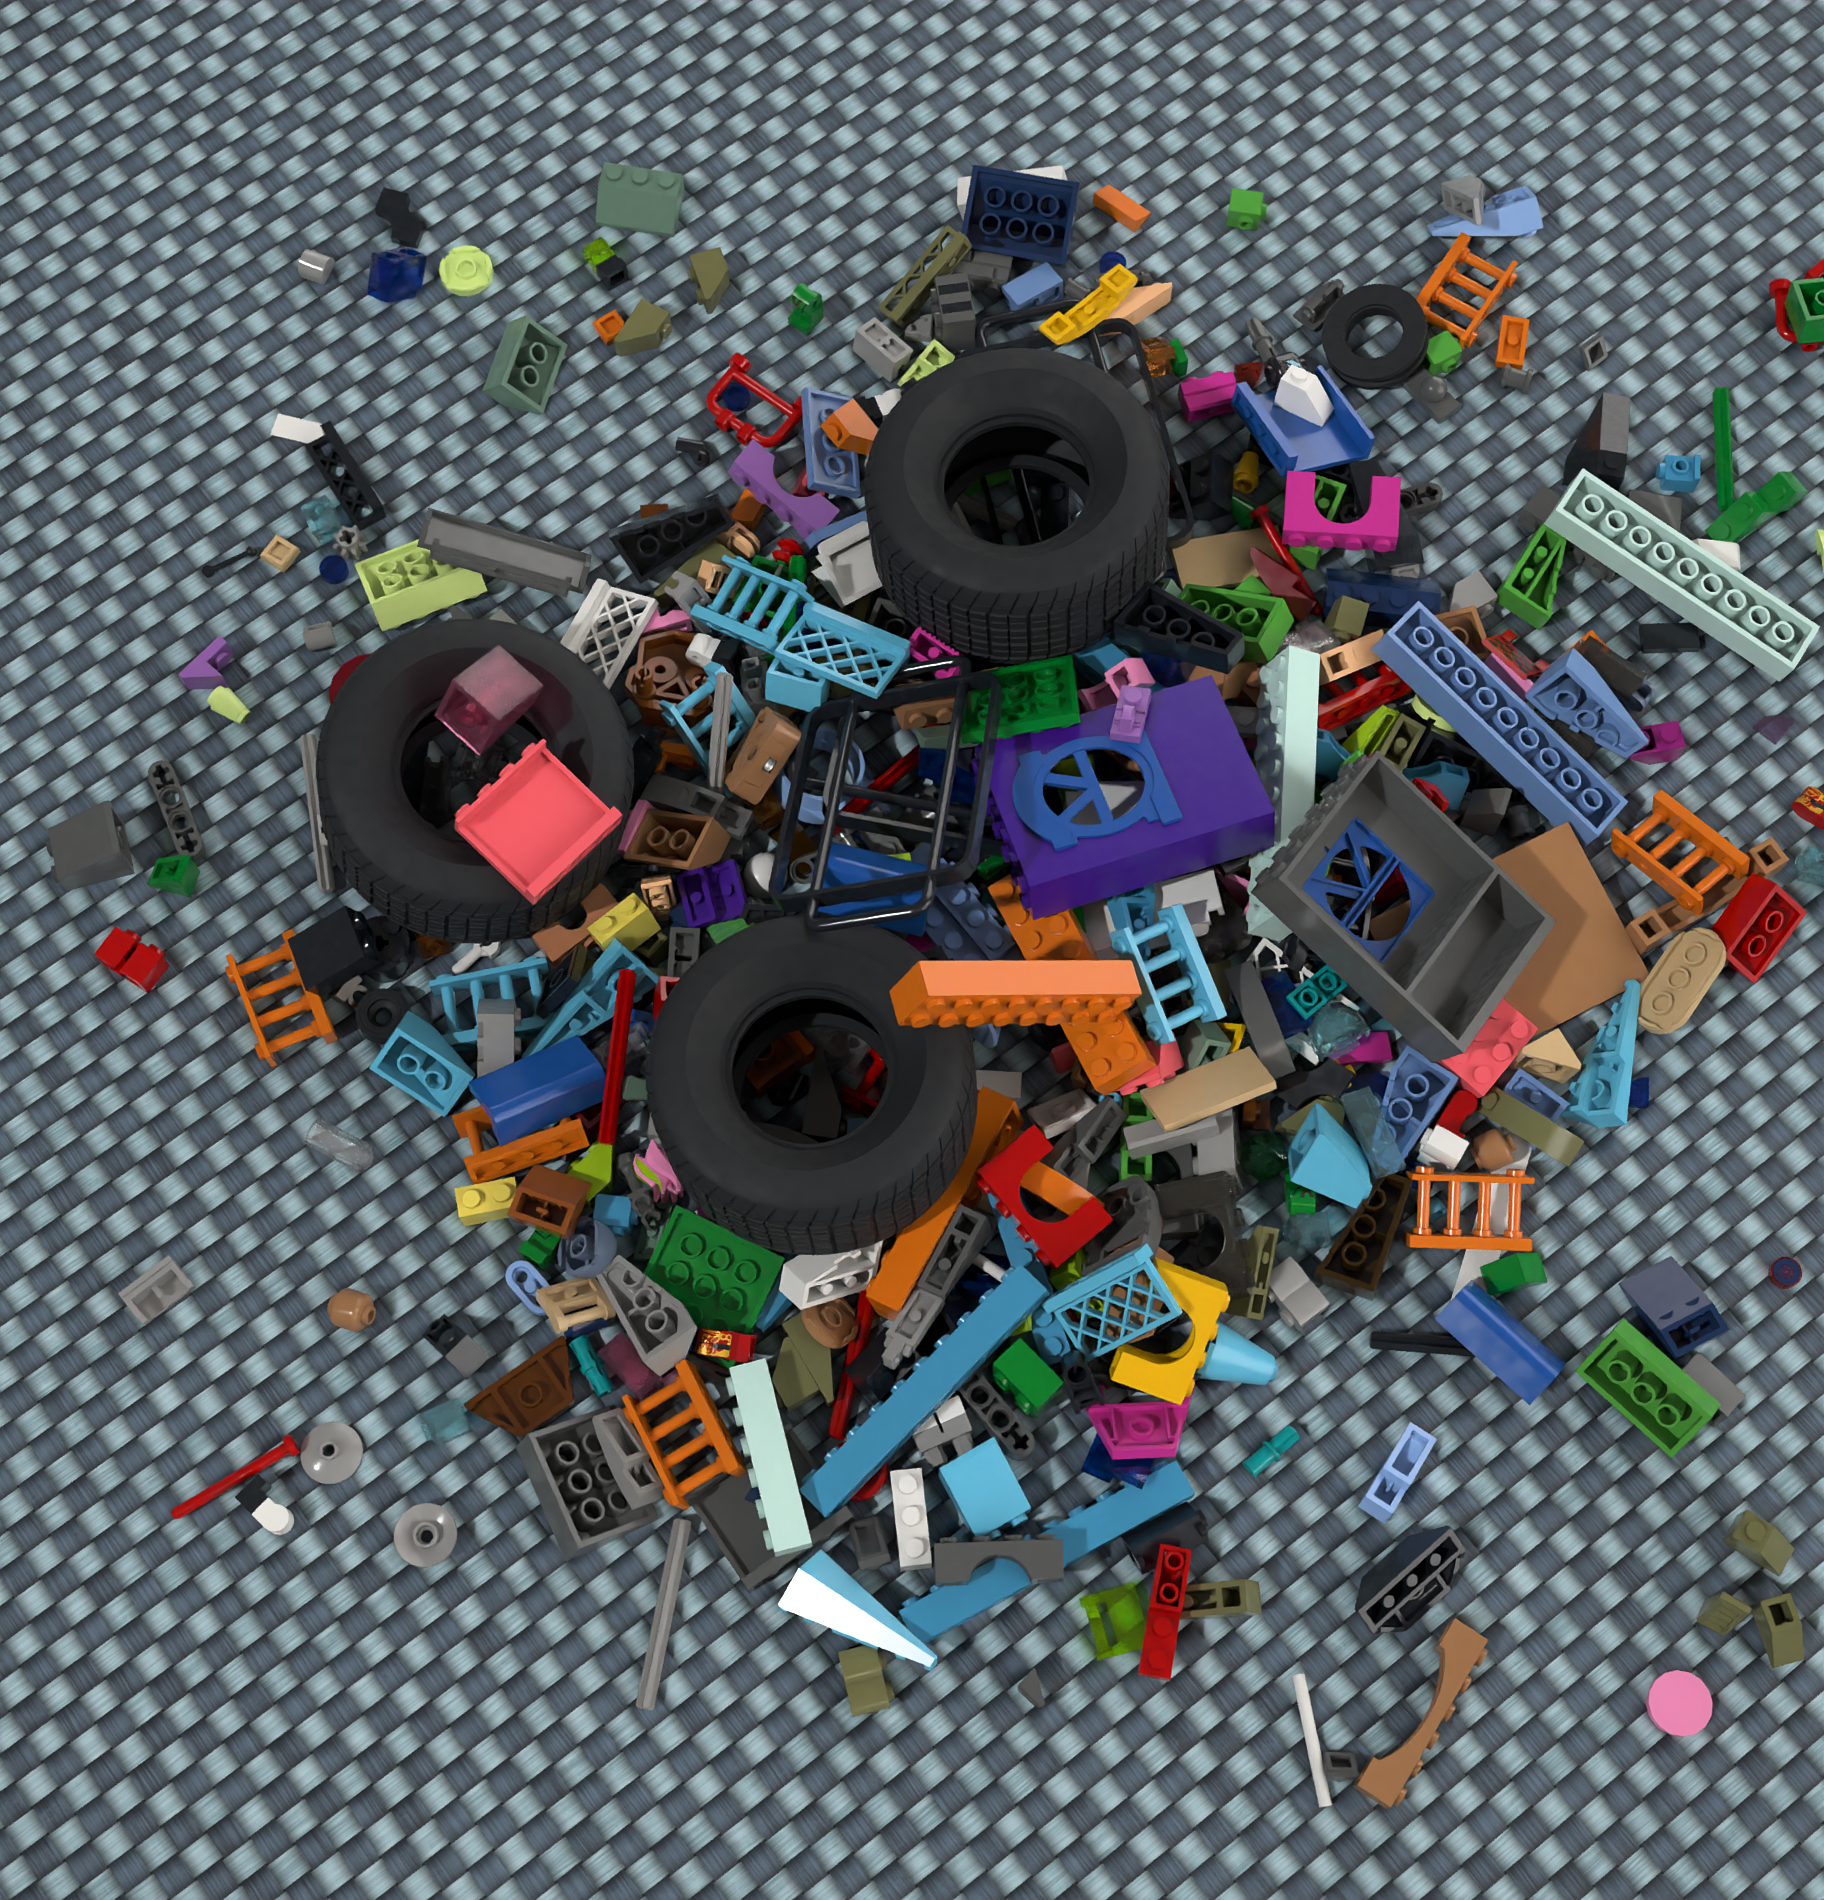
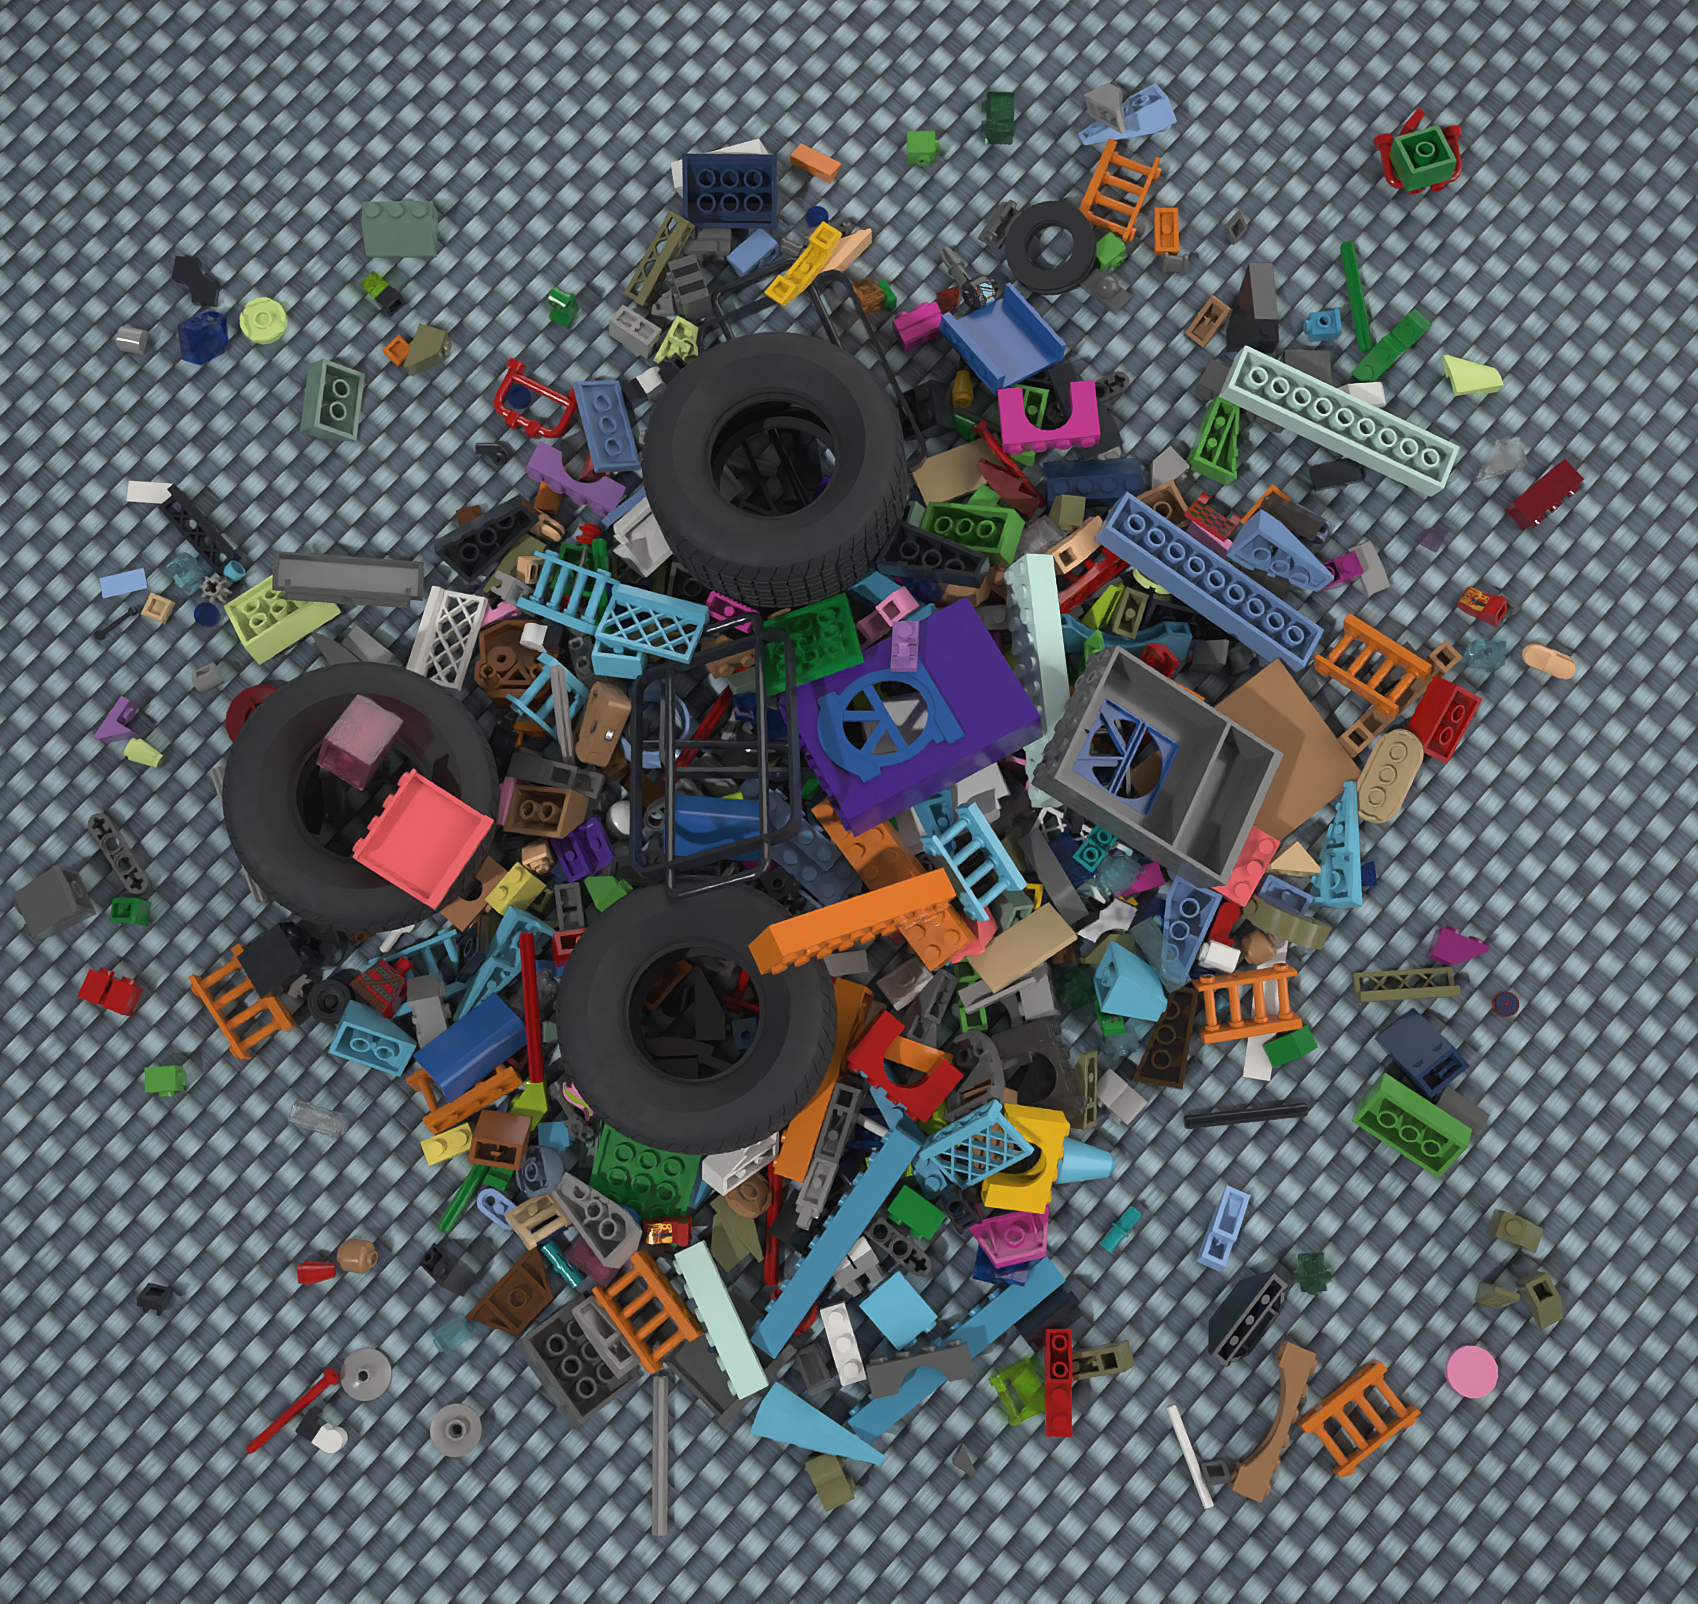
camera: 10 degrees left, 10 degrees up
(105, 1314) = (154, 1298): none -> black tile
(156, 1290) = (193, 1269): light grey hinge -> none
(172, 1068) = (165, 1080): none -> bright green brick
(247, 520) = (123, 583): none -> light blue sticker
(298, 1320) = (315, 1271): none -> red cone
(375, 527) = (234, 571): none -> medium azure hinge
(450, 1003) = (384, 985): none -> torso
(492, 1263) = (462, 1197): none -> green axle
(711, 277) = (476, 290): olive slope -> none
(850, 428) = (623, 412): orange slope -> none
(914, 789) = (728, 732): none -> light grey pin
(1303, 396) = (1000, 314): white slope -> none
(1339, 193) = (998, 117): none -> clear green brick
(1498, 1532) = (1312, 1273): none -> clear green brick
(1500, 1342) = (1290, 1108): blue piece -> none
(1529, 1699) = (1333, 1407): none -> orange fence
(1546, 445) = (1208, 321): none -> medium nougat slope
(1663, 1235) = (1405, 994): none -> olive fence
(1697, 755) = (1374, 575): none -> light grey slope
(1731, 1195) = (1452, 948): none -> magenta slope

